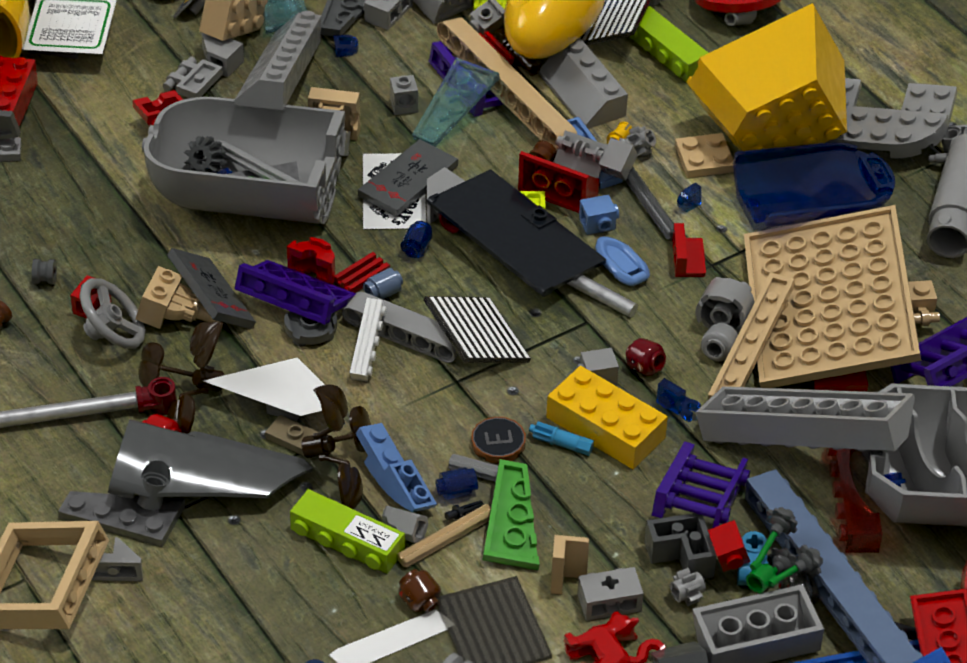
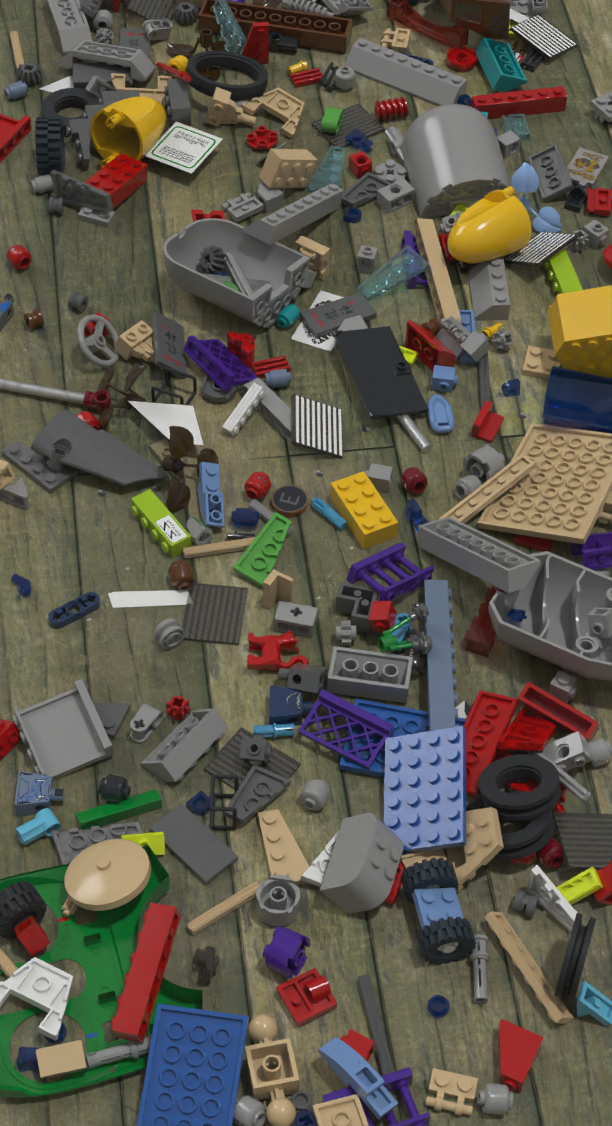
camera: 25 degrees right, 5 degrees up
(229, 353) = (161, 390): none -> black piece
(345, 199) = (287, 316): none -> teal brick
(416, 239) = (316, 356): clear blue brick -> none
(447, 434) = (257, 485): none -> red head

